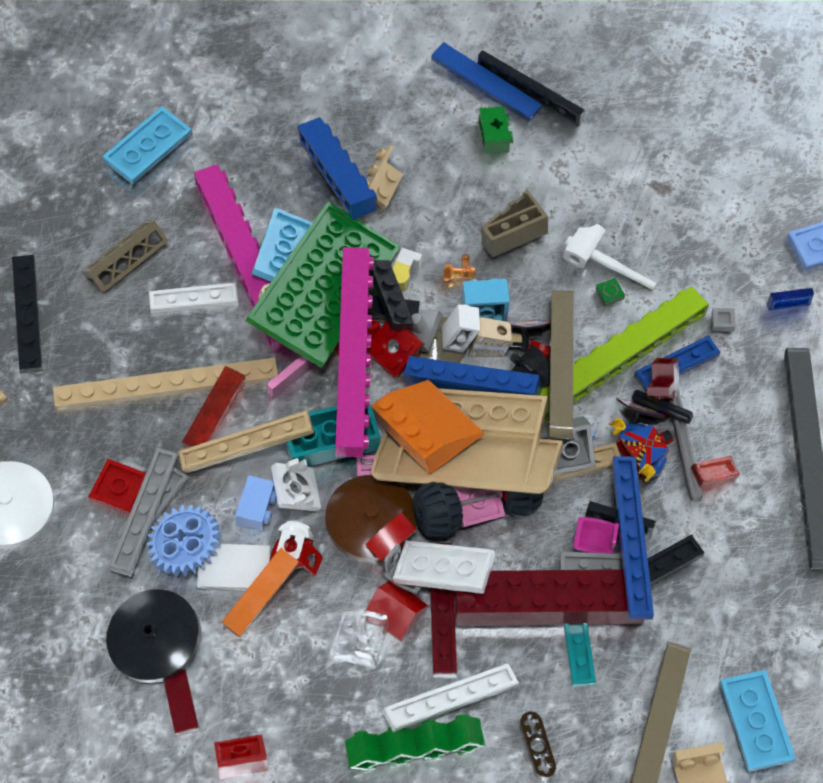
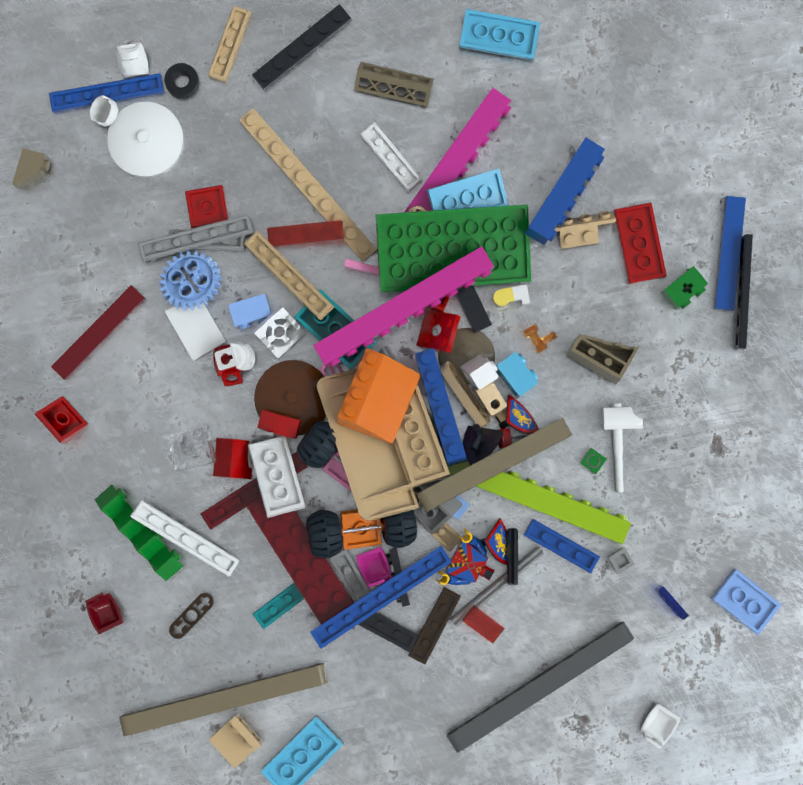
camera: 65 degrees right, 25 degrees up
(153, 636) = (120, 315): black dish -> none
(260, 592) = (182, 359): orange tile -> none
(391, 296) = (474, 303): black plate -> none
(426, 325) = (468, 343): light grey tile -> none
(427, 144) = (640, 243): none -> red tile
(484, 359) = (464, 394): none -> tan beam
(549, 523) = (329, 536): none -> black plate
(664, 378) = (533, 547): brick -> none
(689, 517) = (434, 625): none -> dark brown tile

